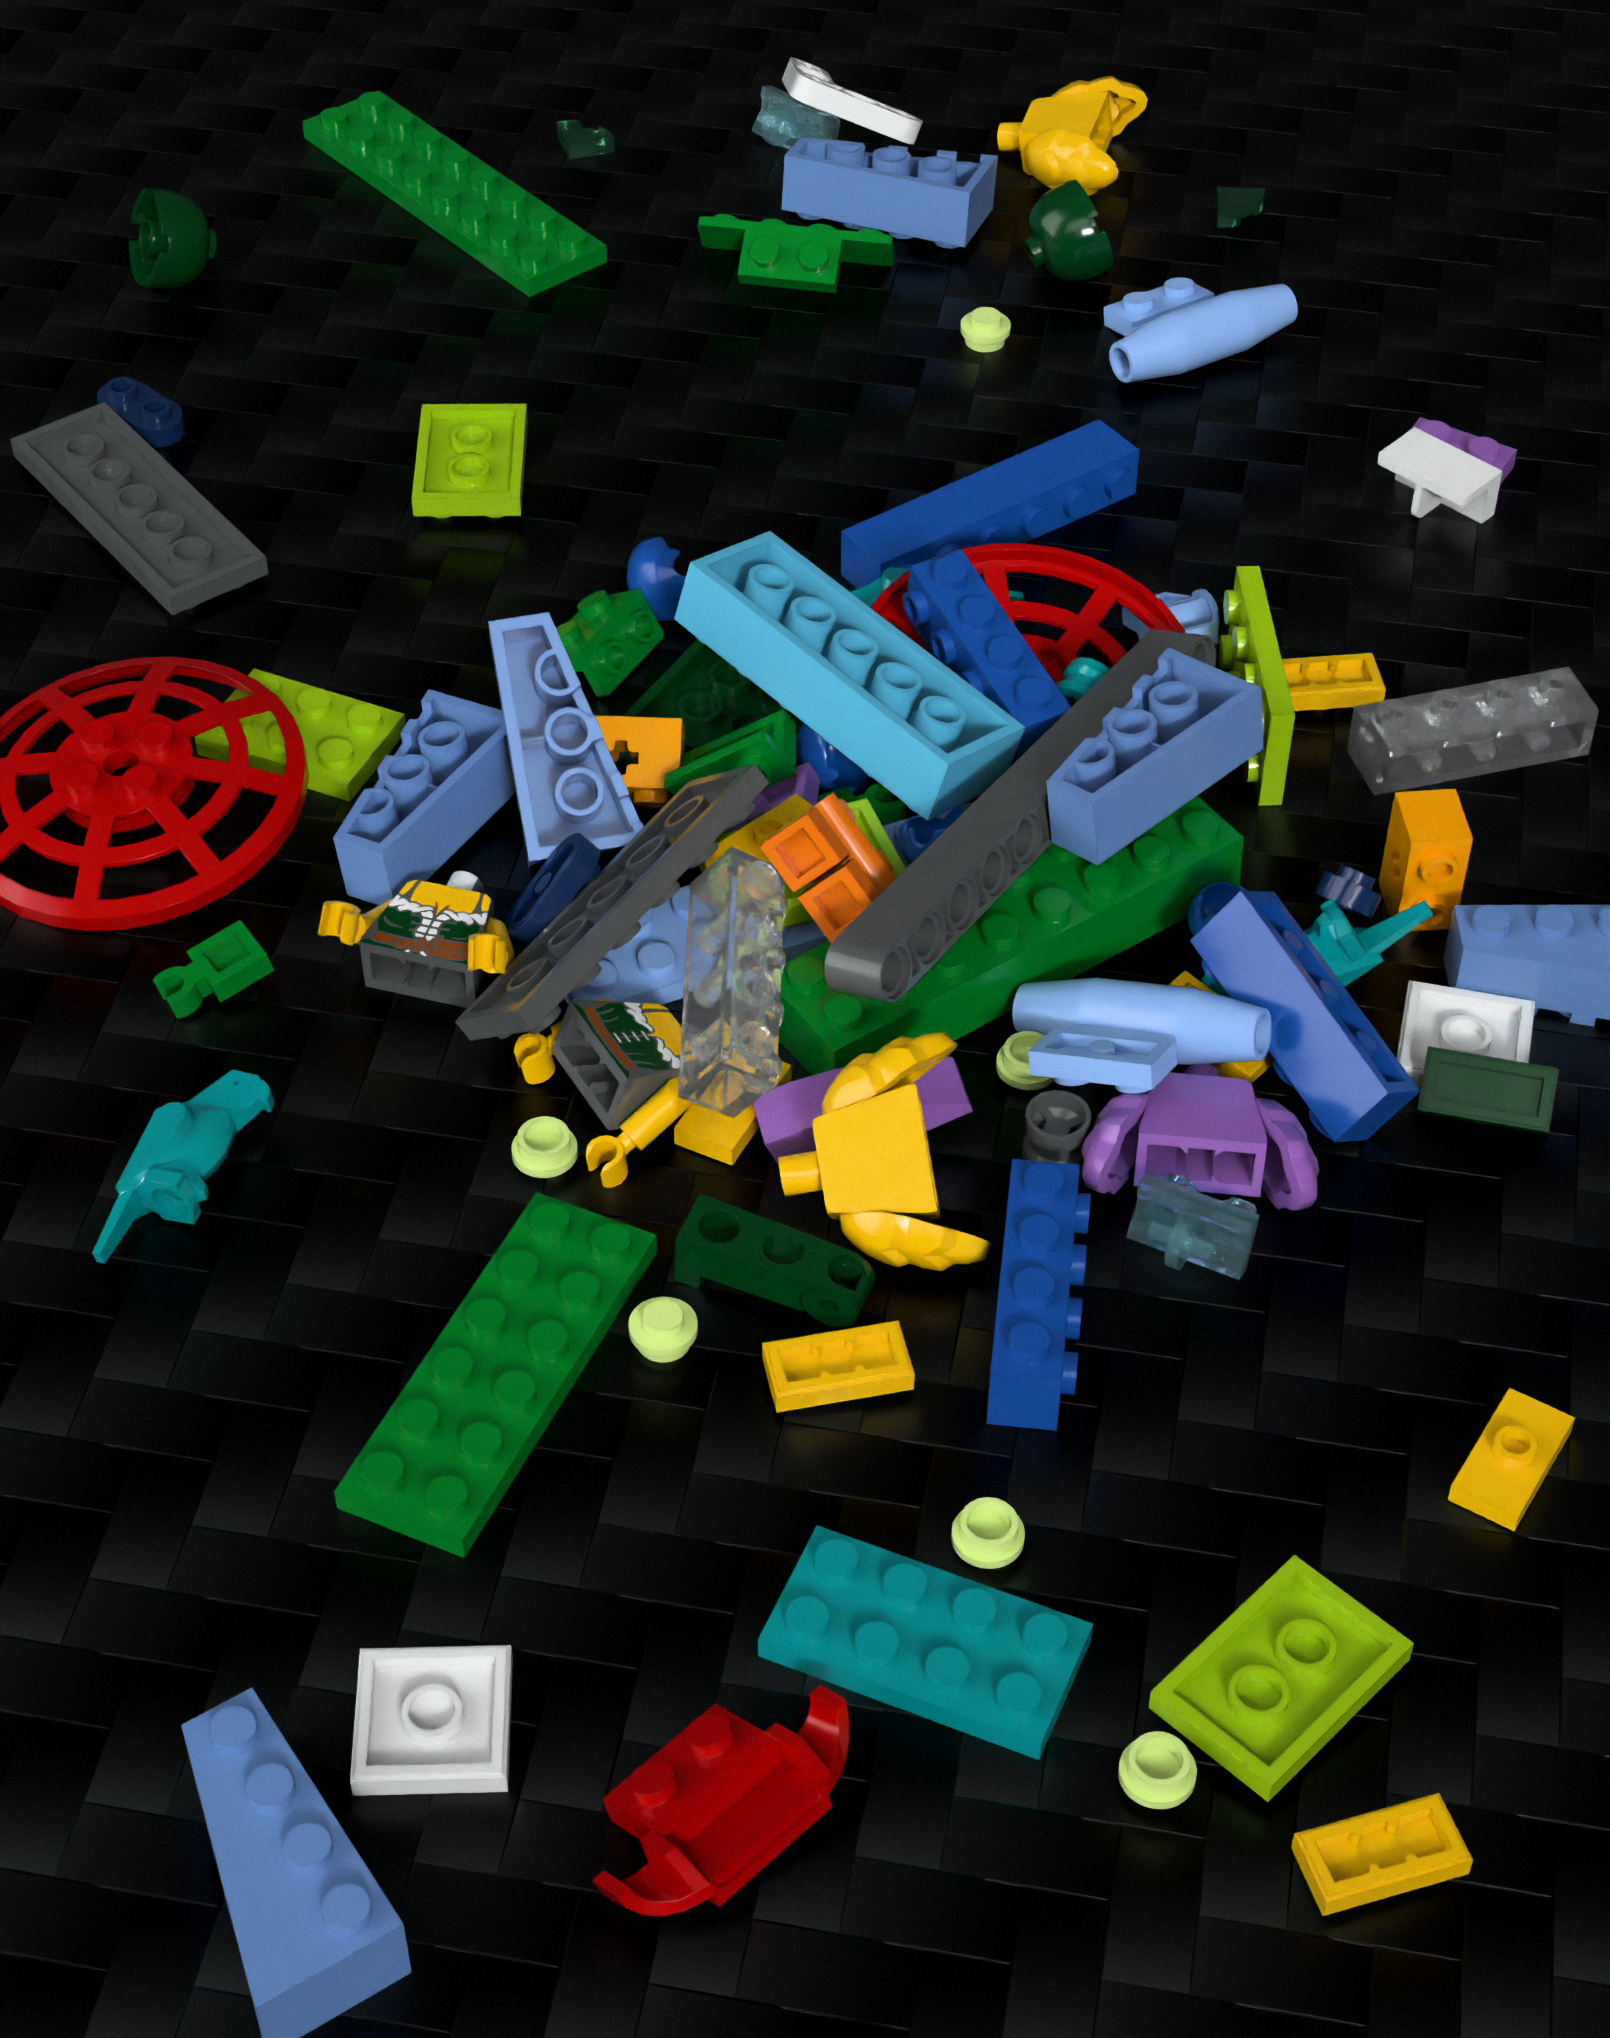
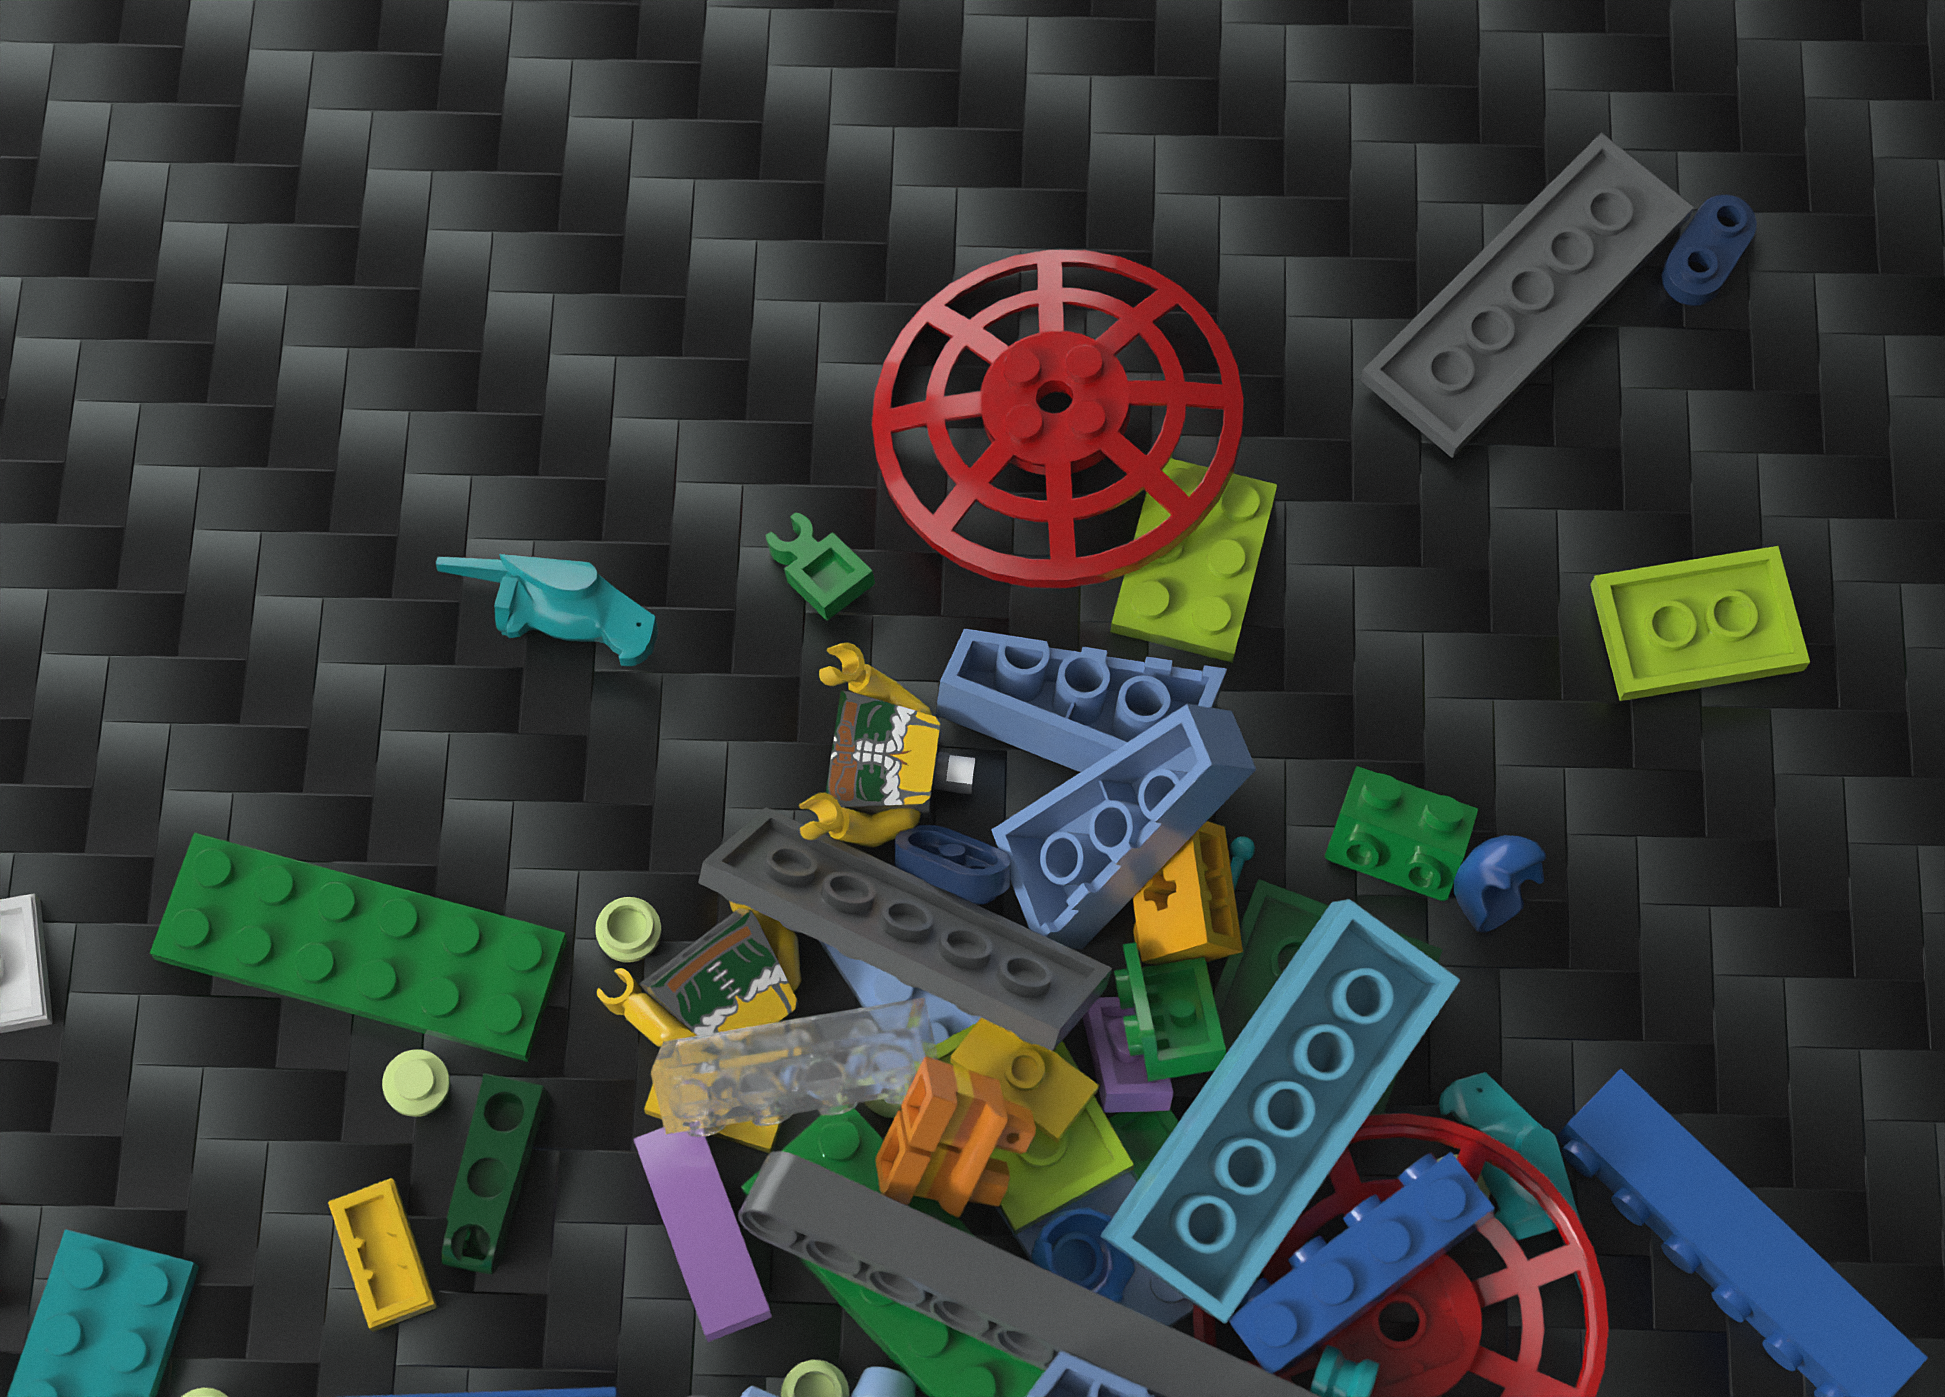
camera: 80 degrees right, 25 degrees up
(878, 1159) = (594, 1257): yellow torso -> none

